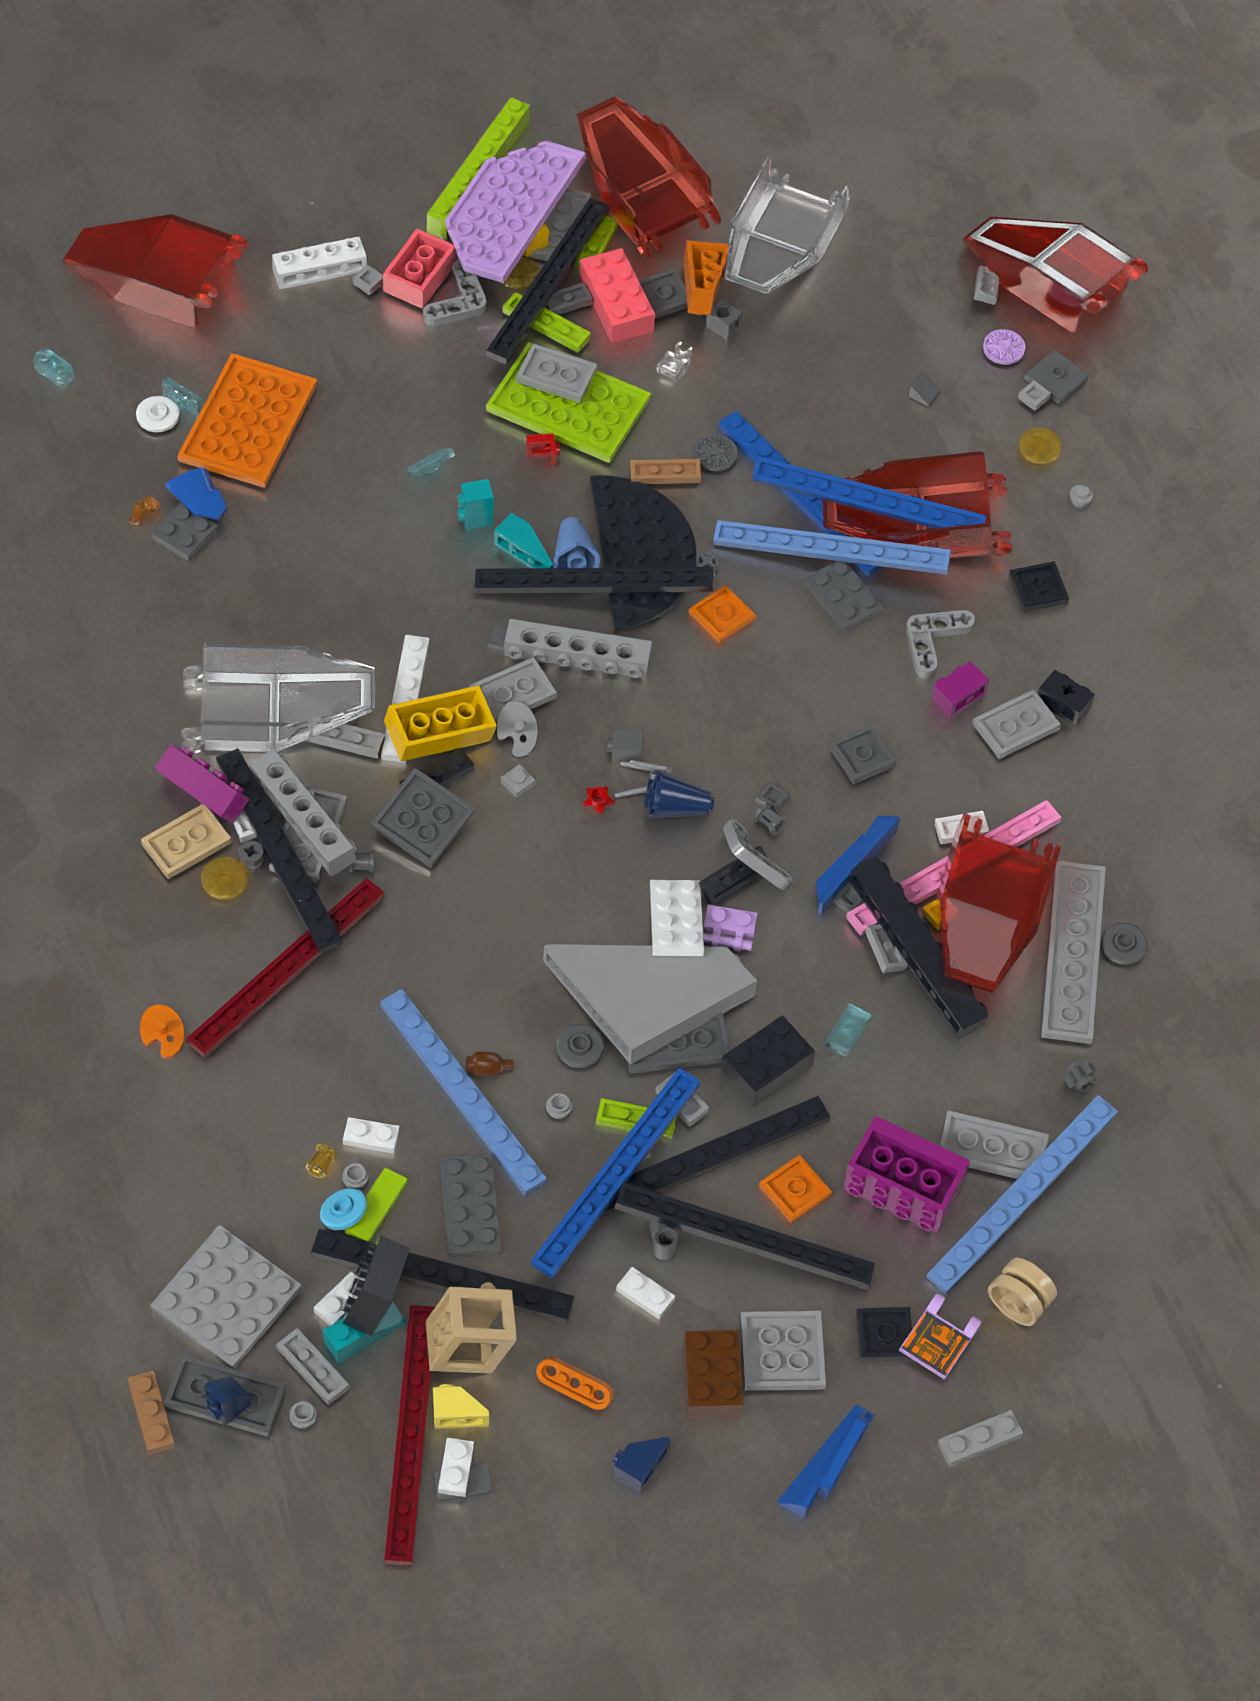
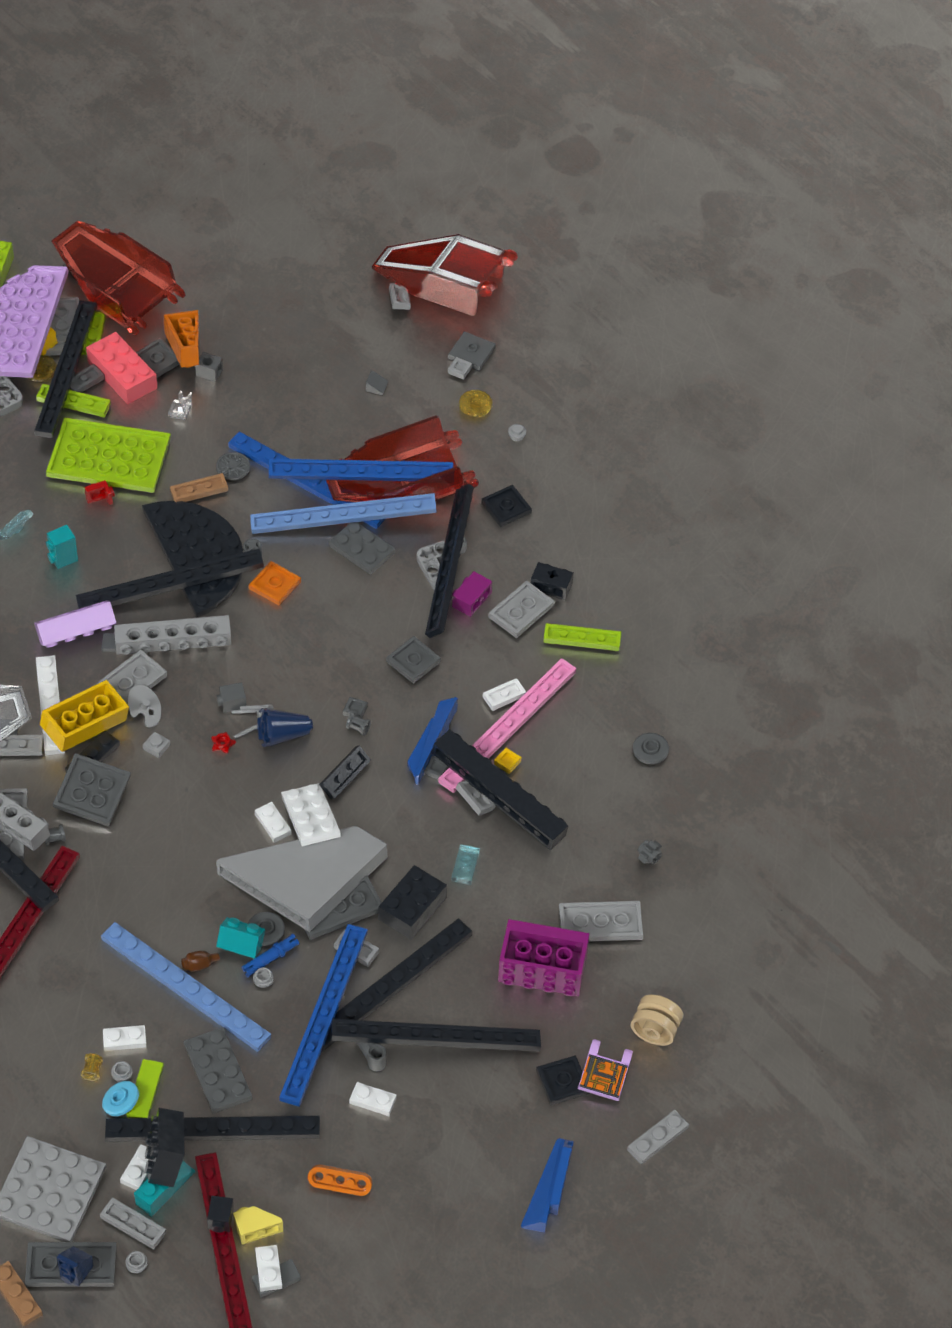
camera: 15 degrees left, 5 degrees down
(417, 1385) = (220, 1214): none -> black brick
(464, 604) = (74, 623): none -> lavender brick
(466, 1317) = (243, 1150): tan piece -> none
(520, 541) = (105, 567): teal slope -> none
(545, 1049) = (240, 937): none -> teal brick
(556, 373) = (93, 435): light grey plate -> none
(575, 546) = (147, 559): medium blue cone -> none
(576, 1080) = (278, 950): none -> blue pin
(624, 1116) = (315, 972): lime tile -> none
(629, 914) = (273, 822): none -> white plate
(640, 1461) = (408, 1225): dark blue slope -> none
(712, 1374) = (443, 1144): reddish brown brick -> none
(729, 922) = (352, 808): lavender plate -> none
(743, 849) = (345, 749): light grey beam -> none
(780, 231) = (232, 292): clear windscreen -> none
(782, 1350) = (490, 1113): light grey plate -> none
(795, 1189) = (462, 991): orange tile -> none
(944, 641) = (449, 561): none -> black plate
(990, 904) = (544, 743): clear red windscreen -> none
(1004, 346) = (426, 338): lavender wheel -> none
(1021, 1194) = (633, 950): medium blue plate -> none
(1073, 952) = (615, 764): light grey plate -> none
(1081, 779) = (582, 637): none -> lime plate

